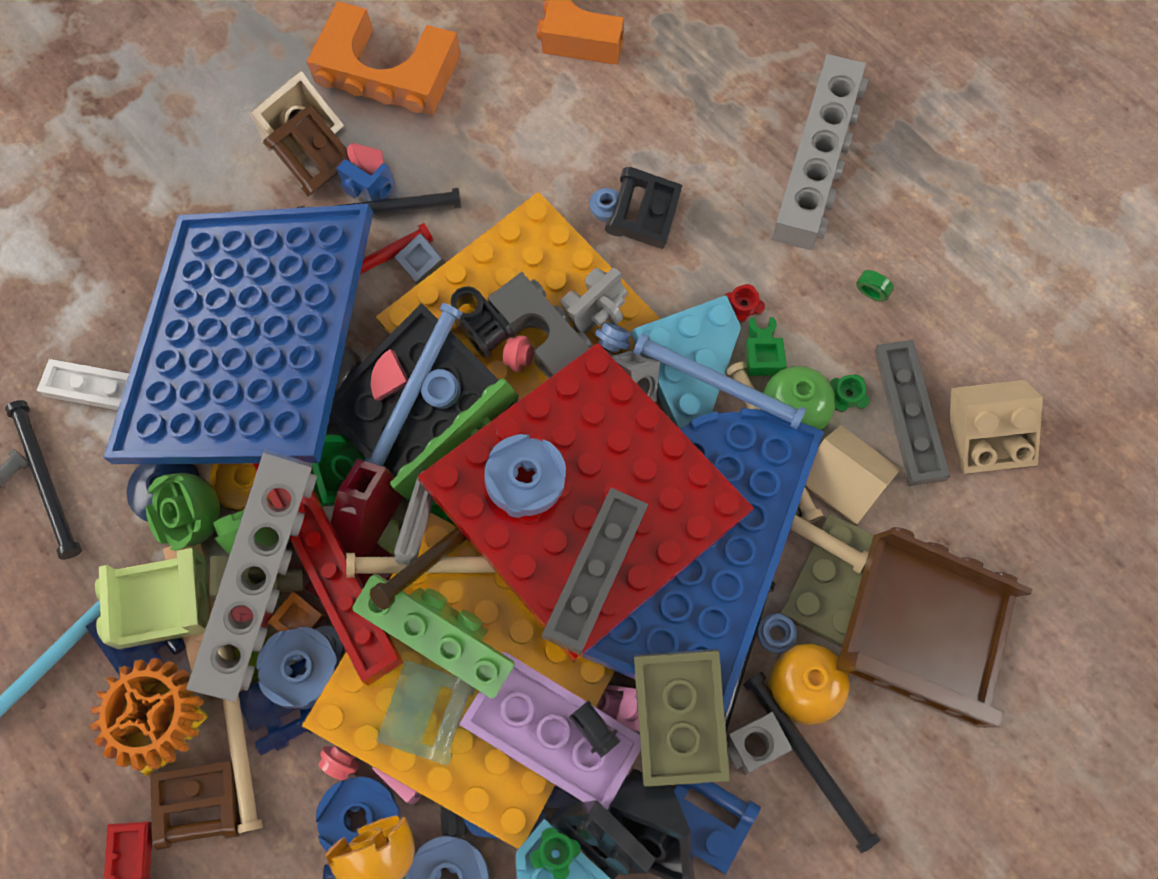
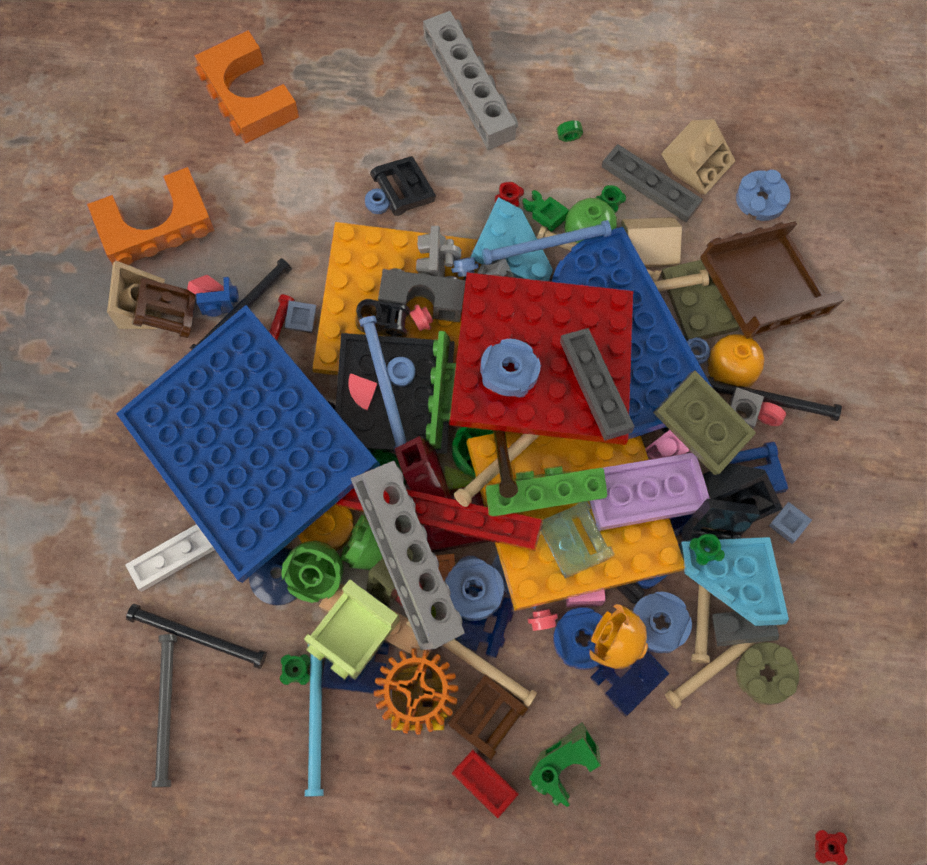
camera: 50 degrees left, 0 degrees up
(76, 585) = (288, 663): none -> green plate
(413, 525) = (469, 446): light grey axle -> none
(594, 729) = (670, 467): black pin -> none
(787, 776) = (771, 414): none -> coral tile
(1049, 517) = (767, 182): none -> medium blue plate

